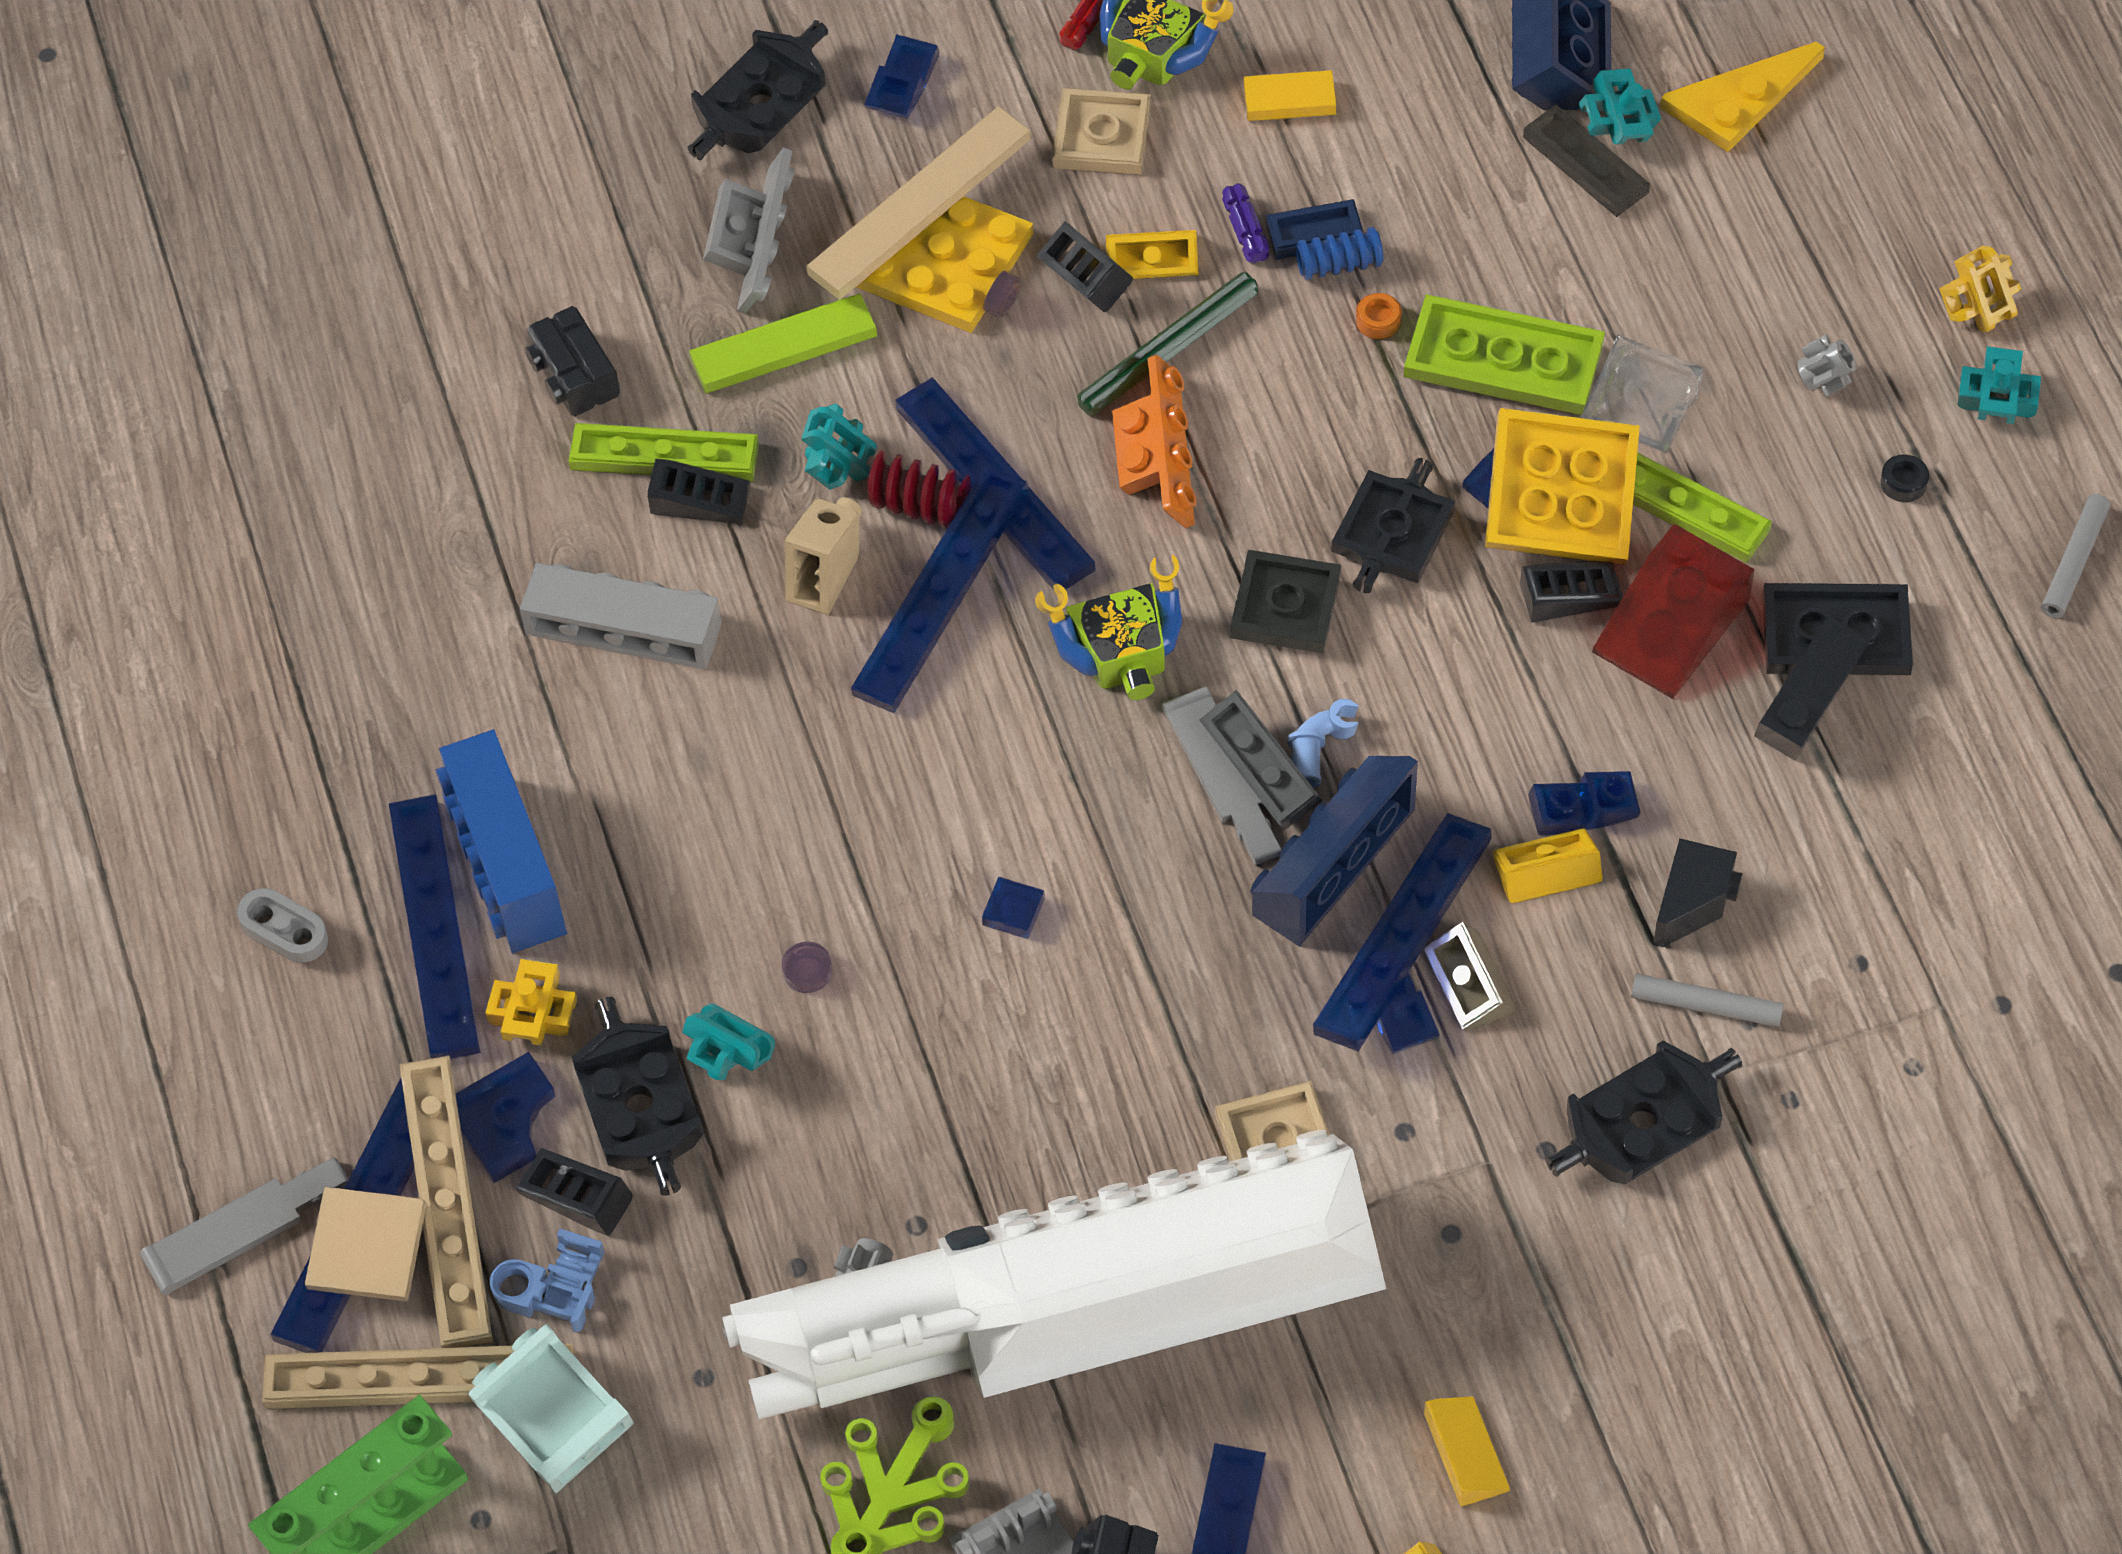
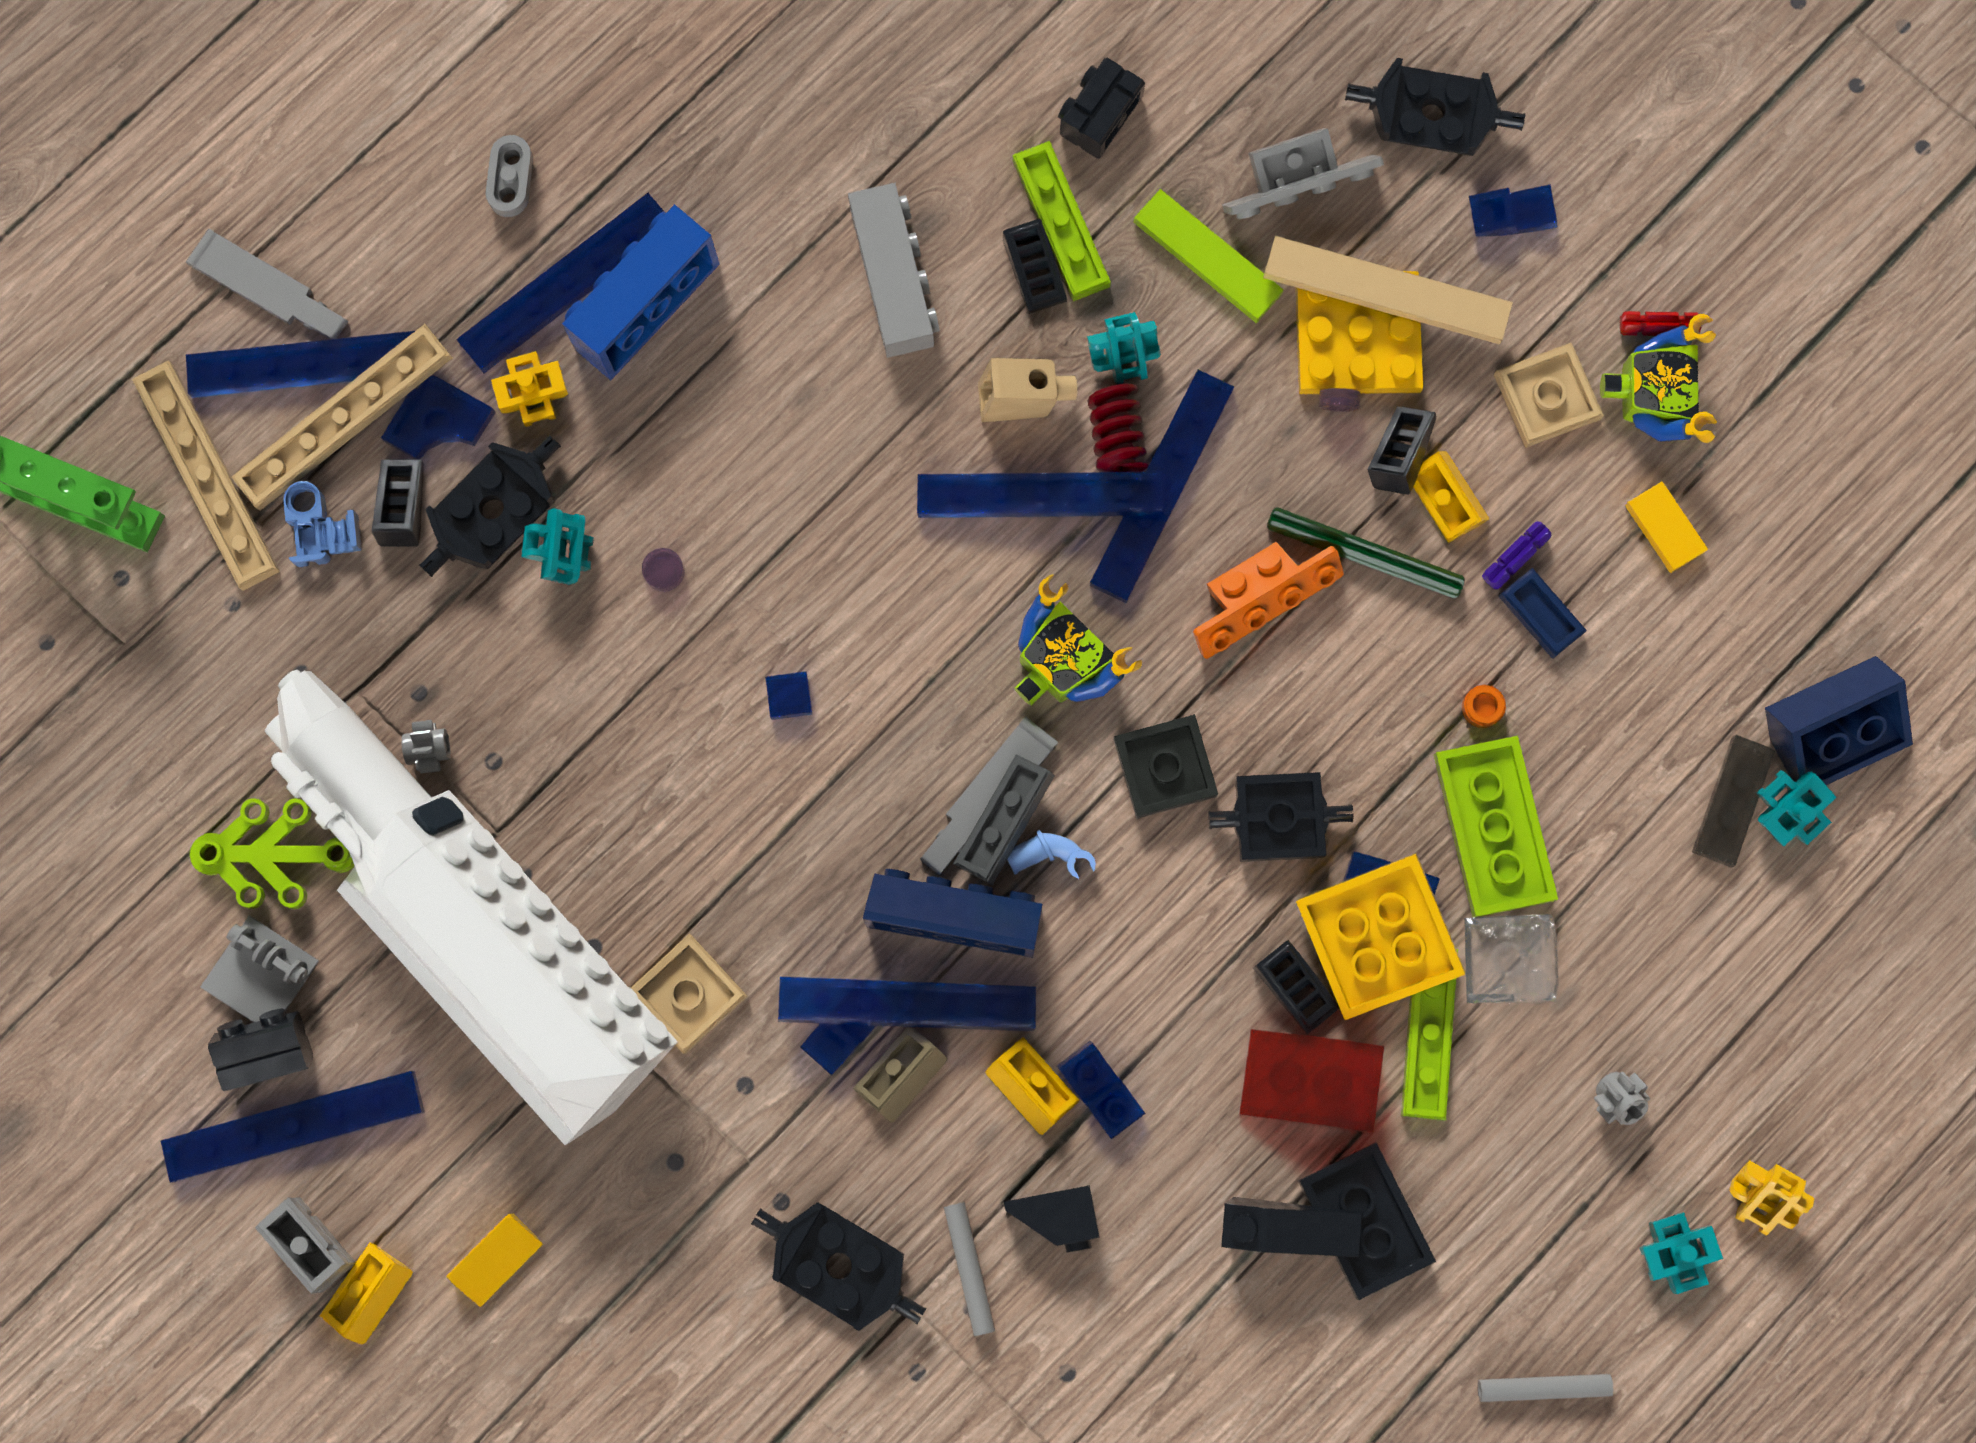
camera: 60 degrees right, 20 degrees up
(365, 1244) = (274, 381): tan tile -> none
(549, 1407) = (212, 582): light aqua panel -> none
(1339, 253) = (1524, 645): blue piece -> none
(1735, 101) = (1862, 896): yellow wing -> none
(1904, 478) = (1549, 1210): black tile -> none

